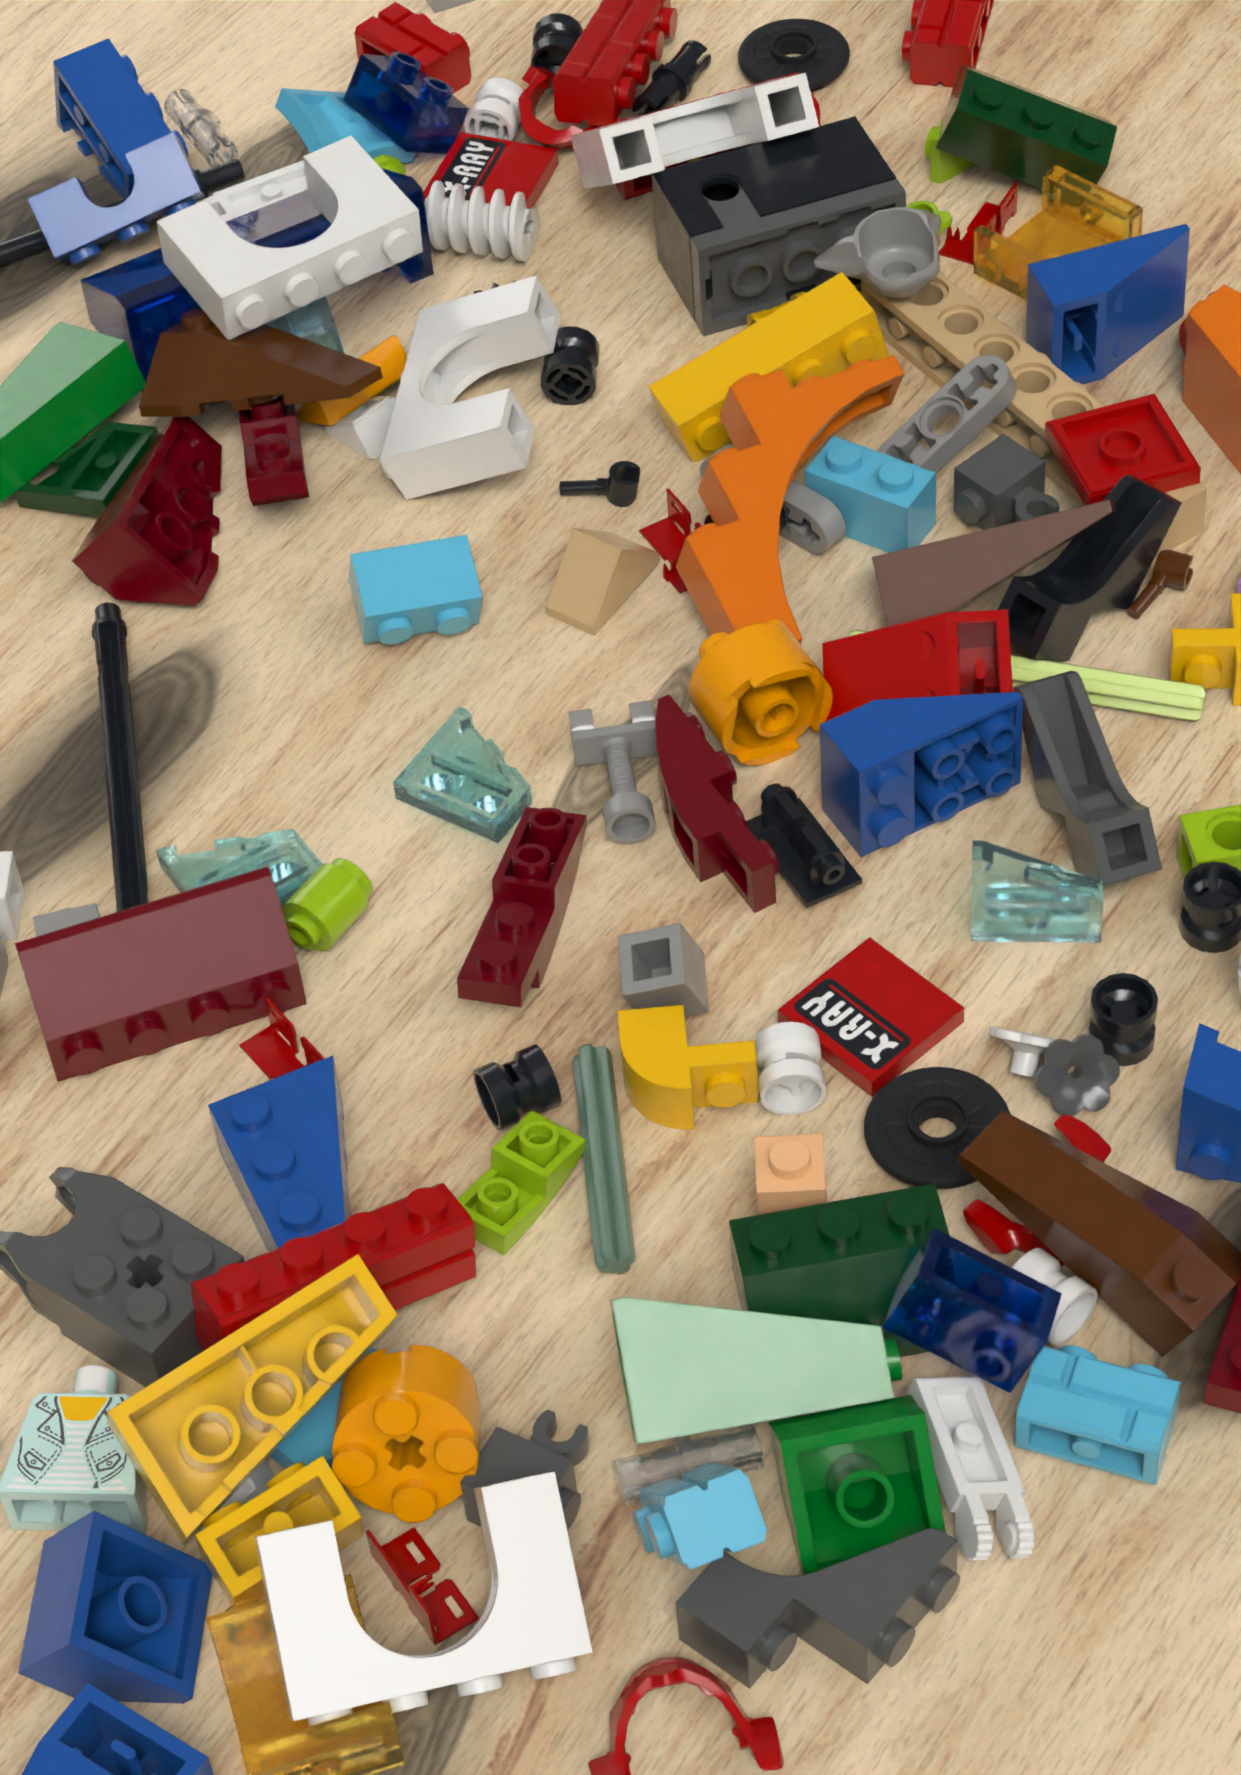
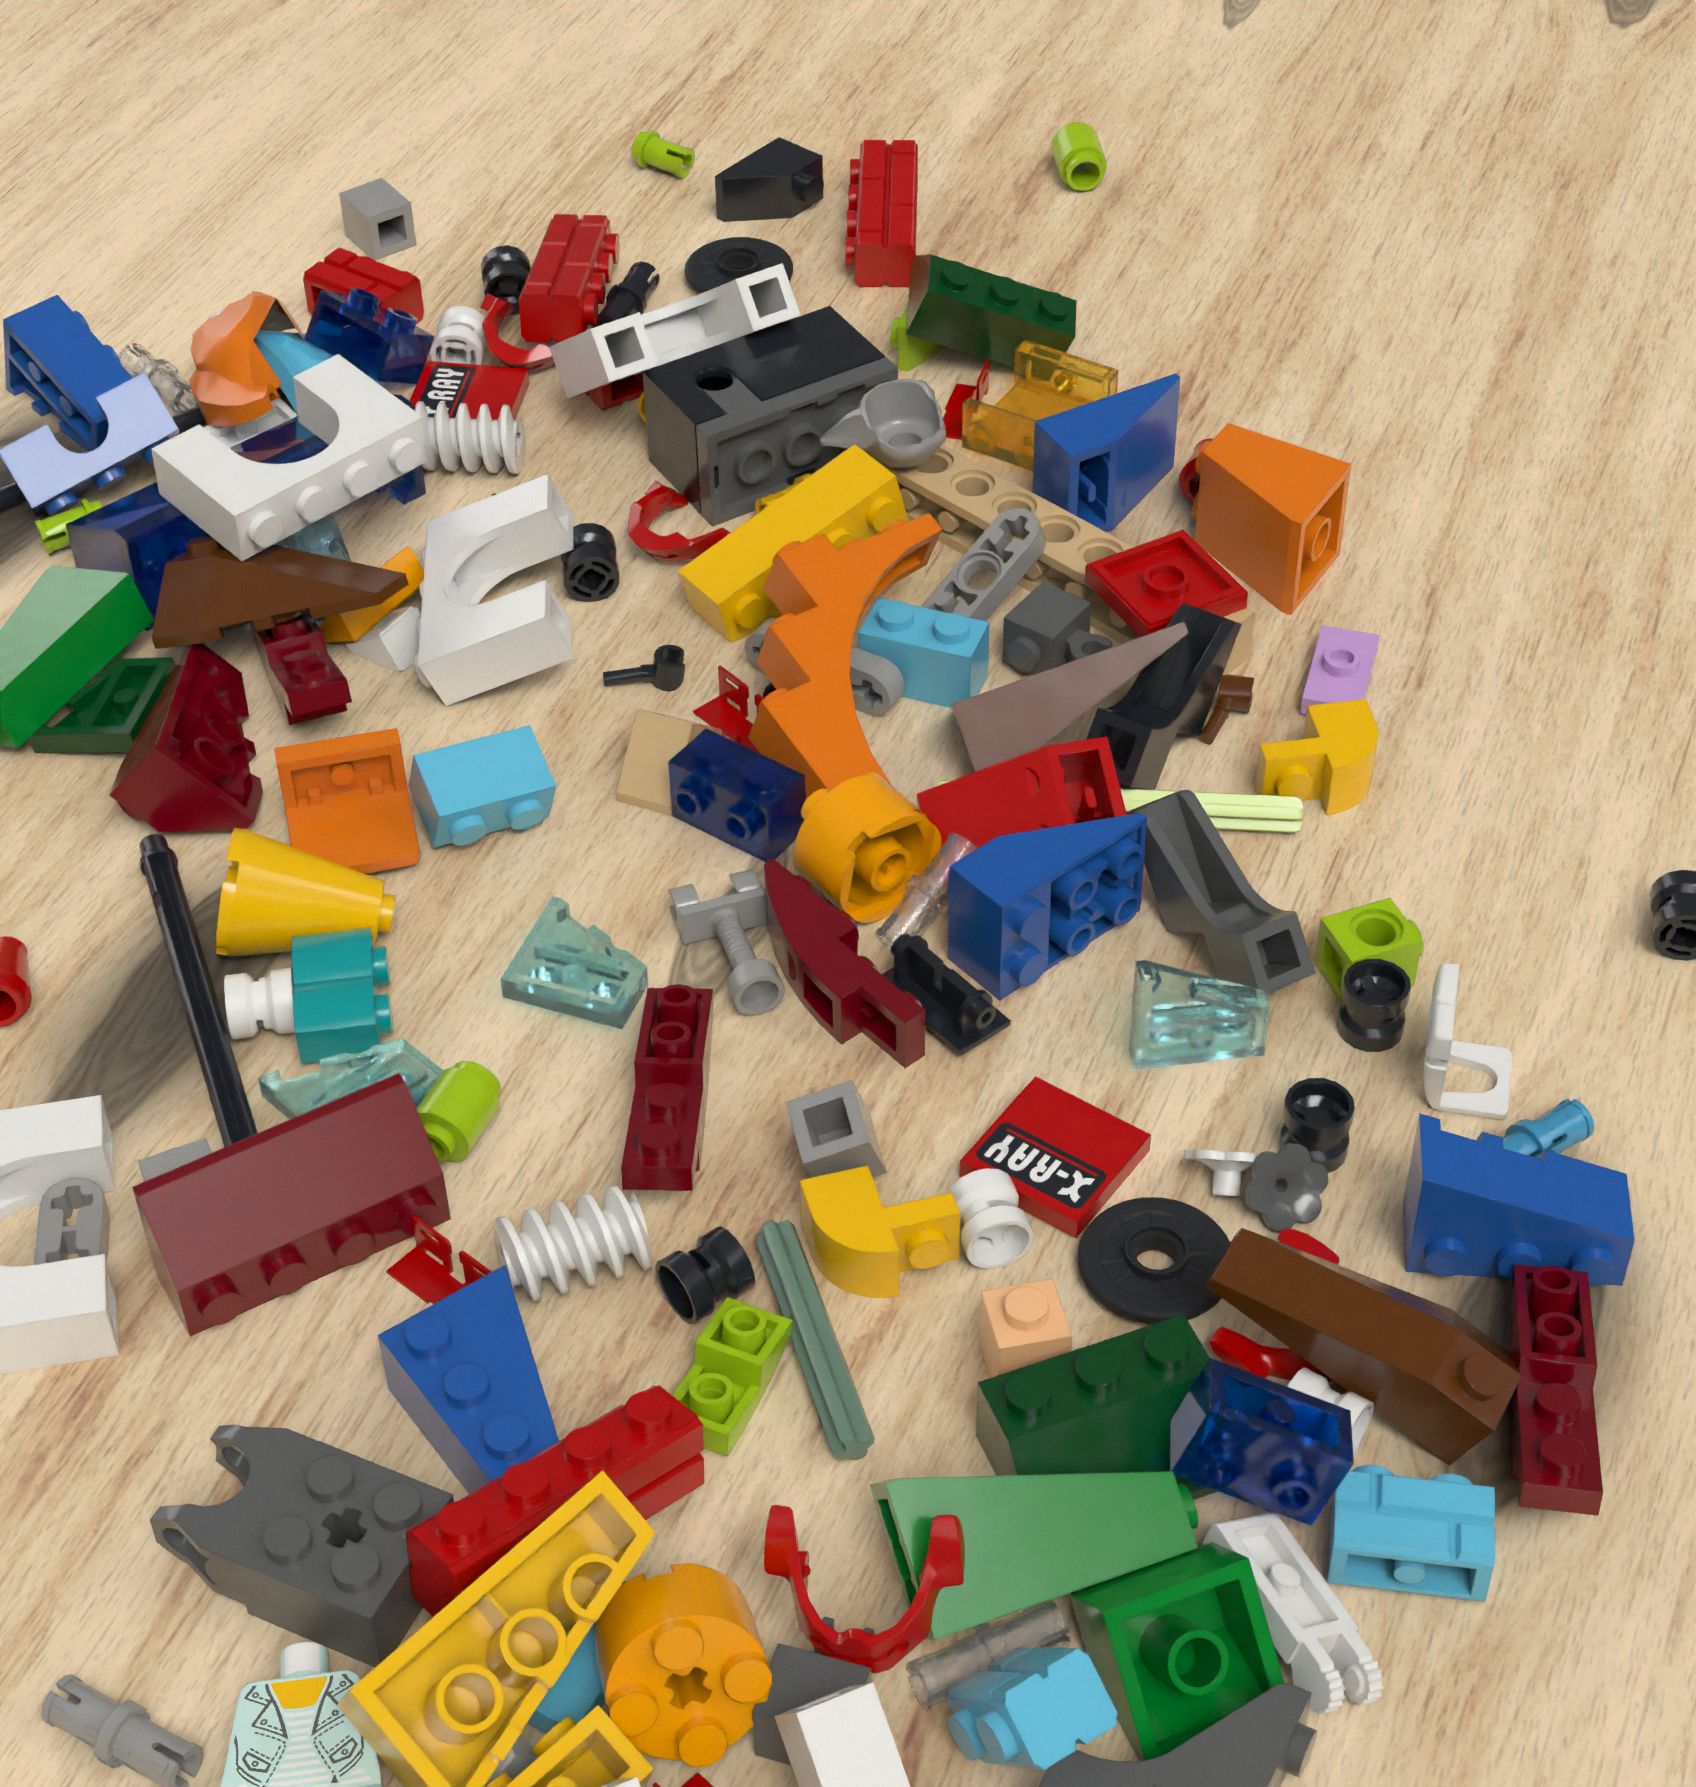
camera: 15 degrees left, 5 degrees down
(70, 278) = (54, 530): none -> lime pin
(180, 779) = (259, 1003): none -> white wheel
(219, 684) = (290, 893): none -> yellow cone
(245, 778) = (338, 993): none -> teal brick
(261, 137) = (231, 373): none -> orange animal
(289, 595) = (350, 800): none -> orange bracket
(404, 1043) = (573, 1242): none -> white piece
(636, 316) = (671, 547): none -> red helmet
(649, 1381) = (878, 1651): none -> red helmet
(651, 622) = (737, 795): none -> clear blue brick
(802, 753) = (926, 894): none -> clear pin

